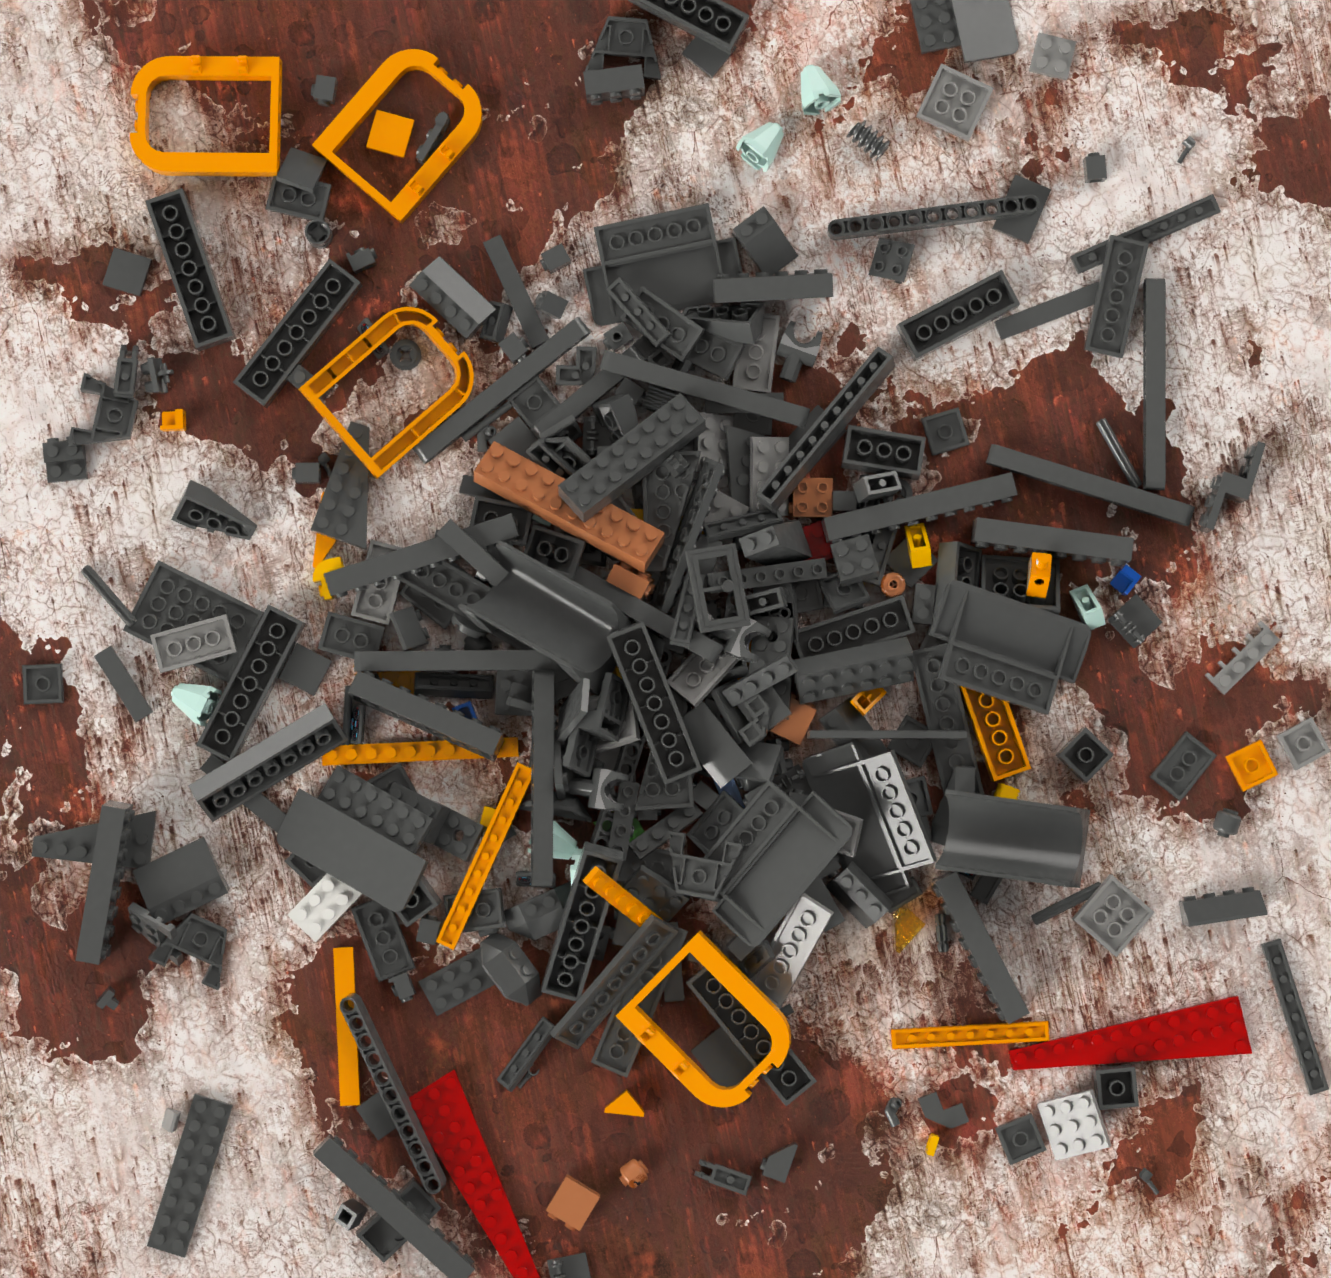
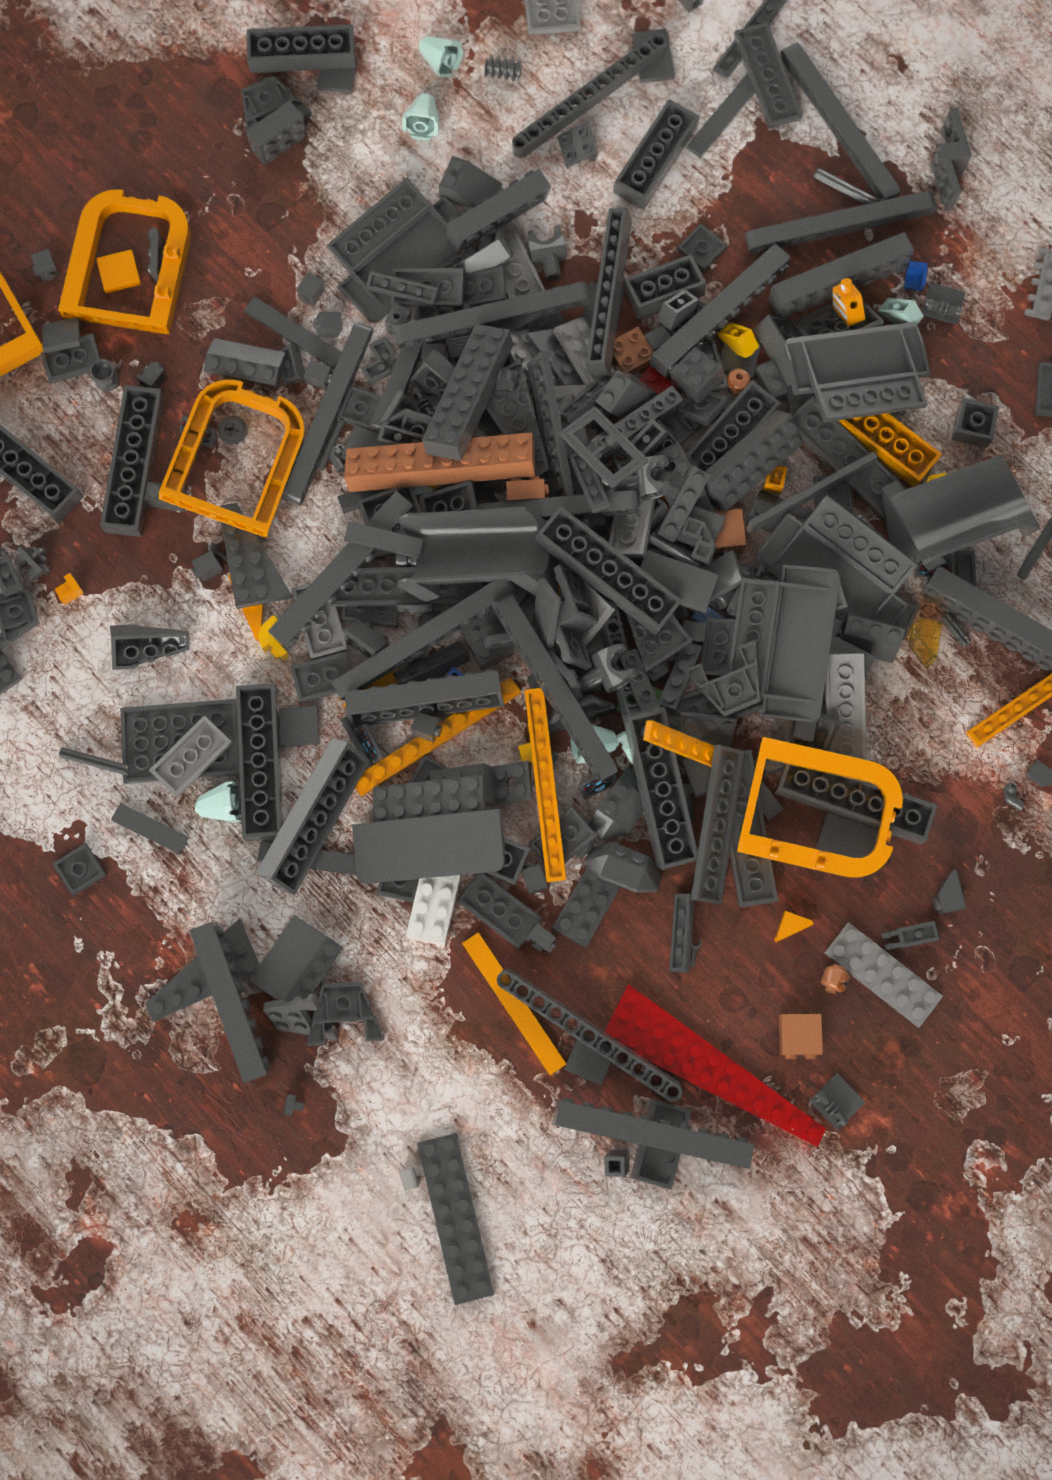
camera: 30 degrees left, 10 degrees down
(414, 741) = (426, 727): none -> dark grey brick
(678, 1194) = (883, 975): none -> light grey plate

